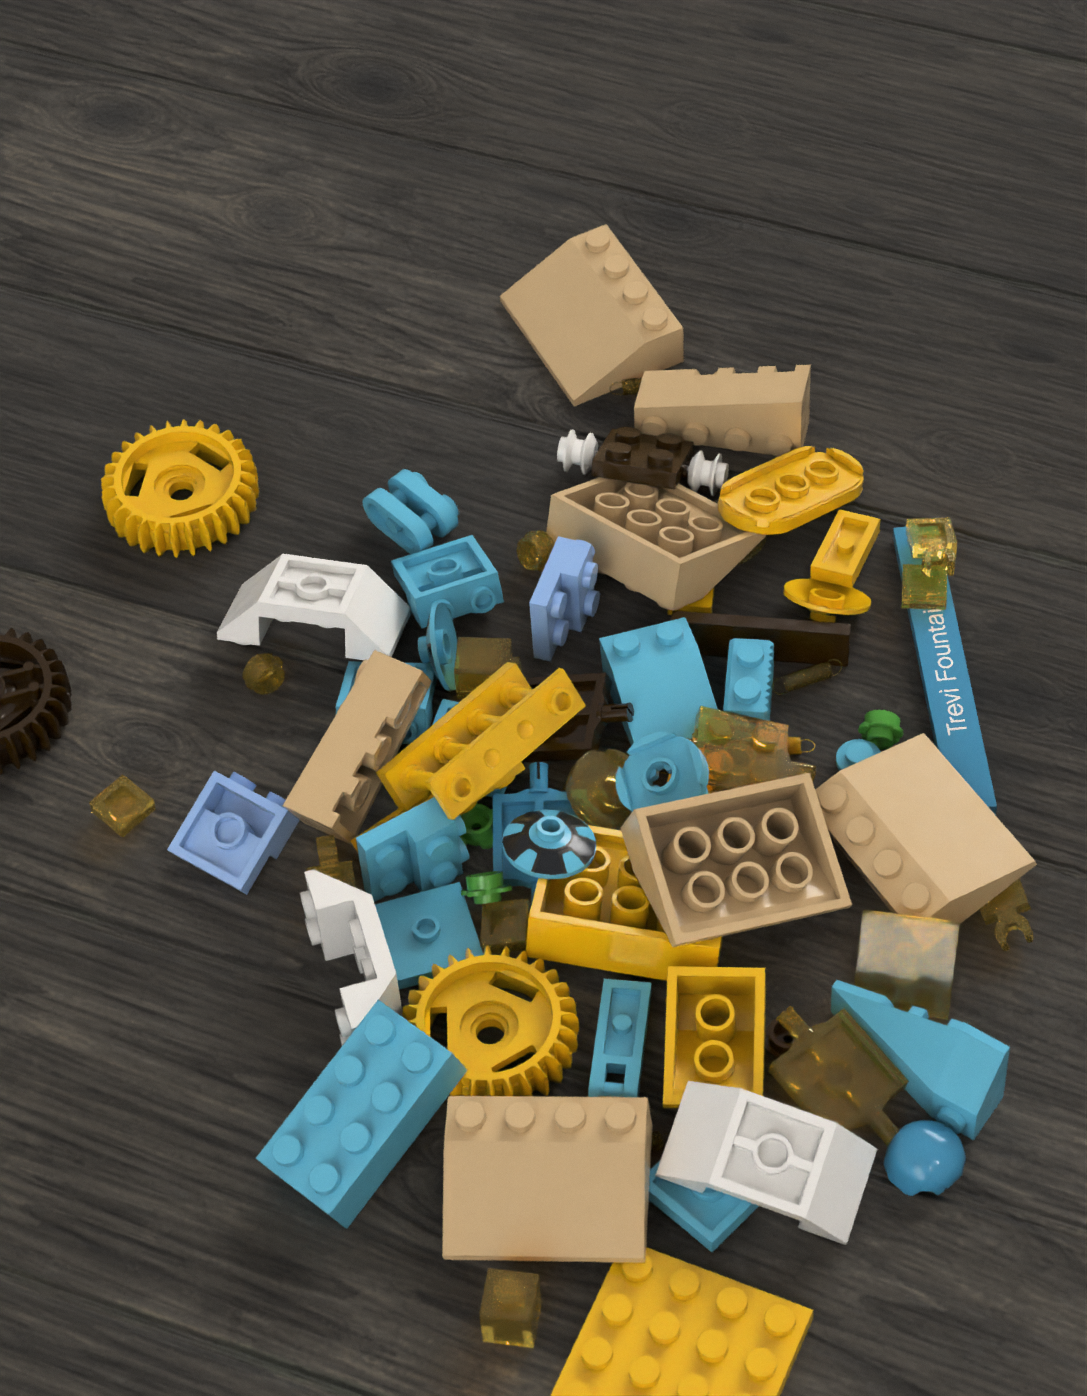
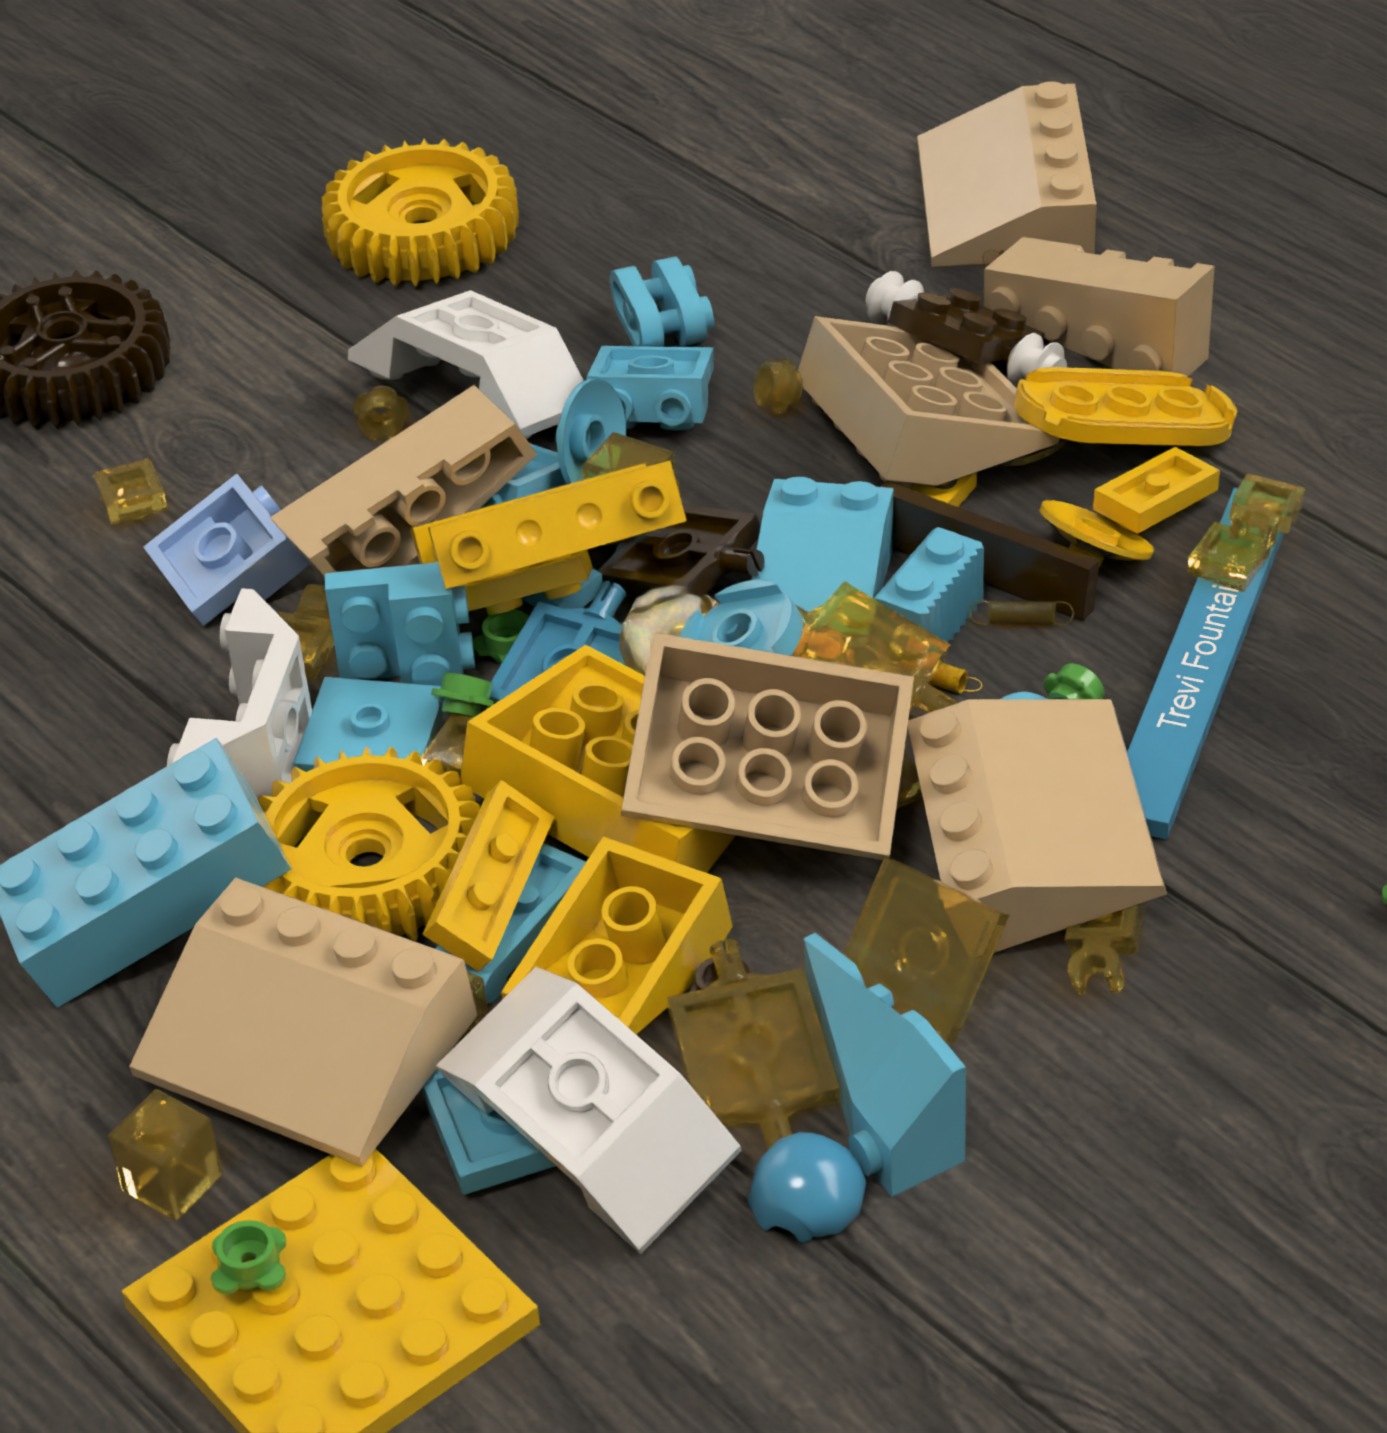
camera: 25 degrees right, 10 degrees down
(549, 844) = (556, 664): dish -> none
(563, 595) = (763, 427): light blue plate -> none
(601, 1021) = (489, 876): none -> yellow plate
(617, 1345) = (247, 1242): none -> bright green plate

